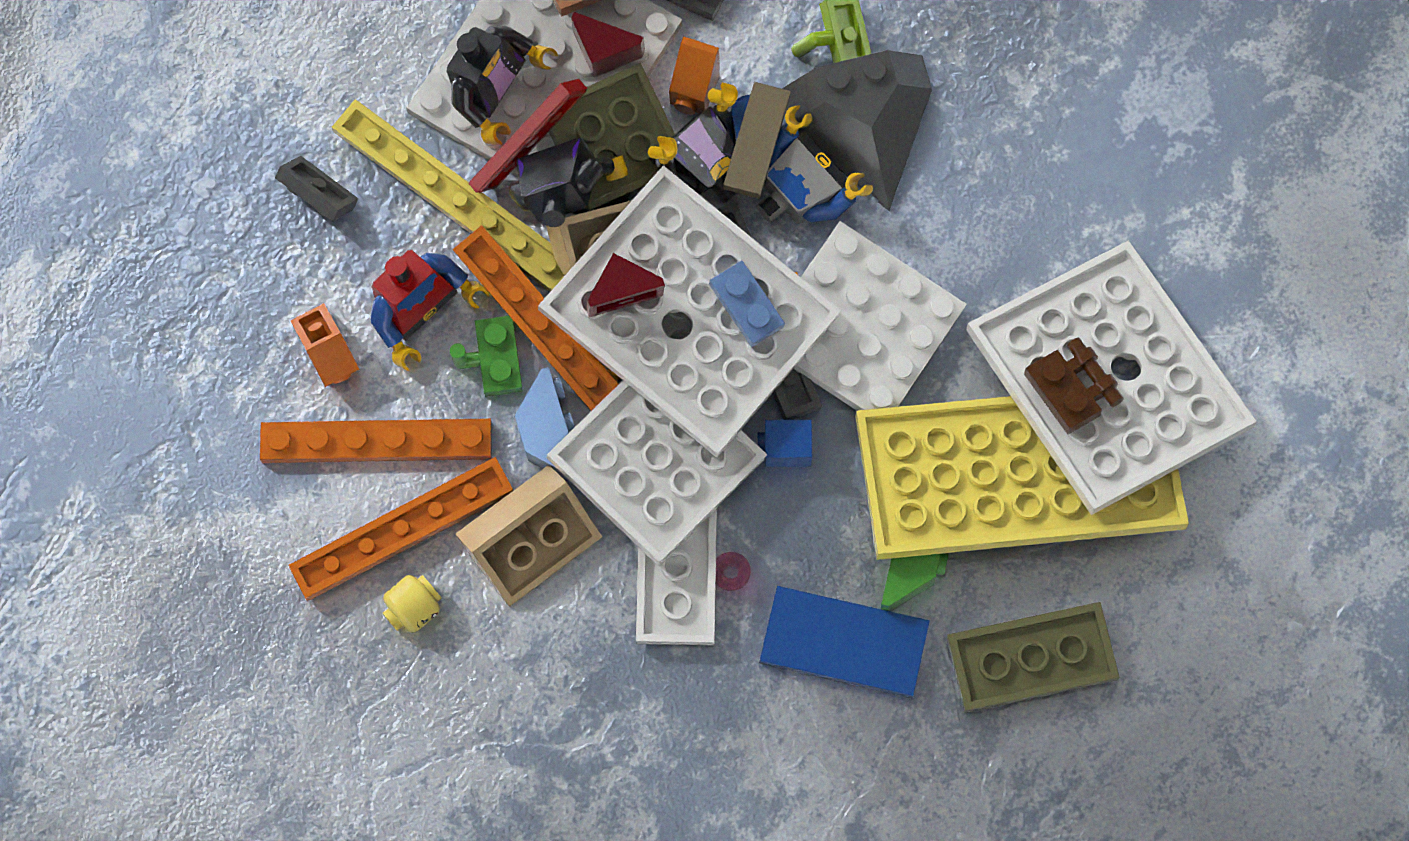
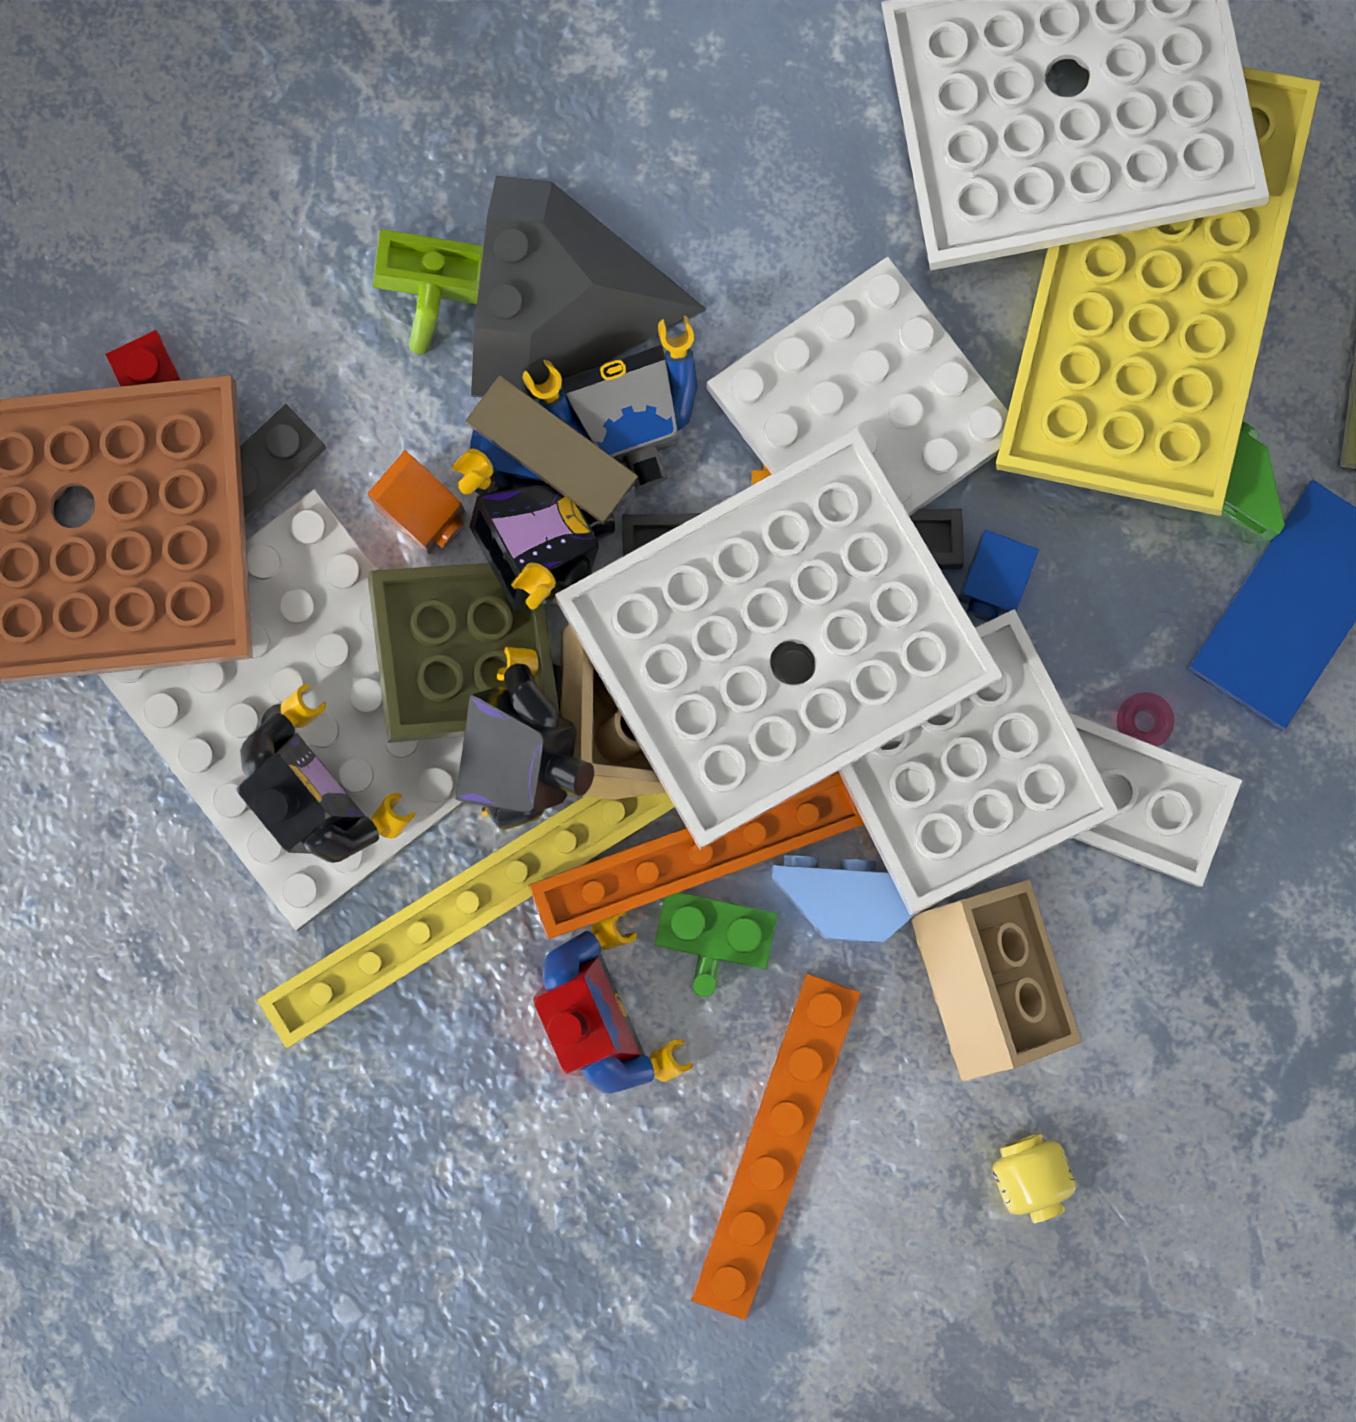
camera: 75 degrees left, 10 degrees up
(316, 188) = (370, 1102): dark grey plate -> none
(325, 345) = (611, 1171): orange slope -> none
(401, 529) = (921, 1155): orange plate -> none
(528, 135) = (428, 769): red tile -> none
(605, 45) = (321, 614): dark red slope -> none
(622, 286) = (722, 719): dark red slope -> none
(746, 303) = (805, 553): medium blue plate -> none
(1065, 393) = (1084, 170): reddish brown plate -> none

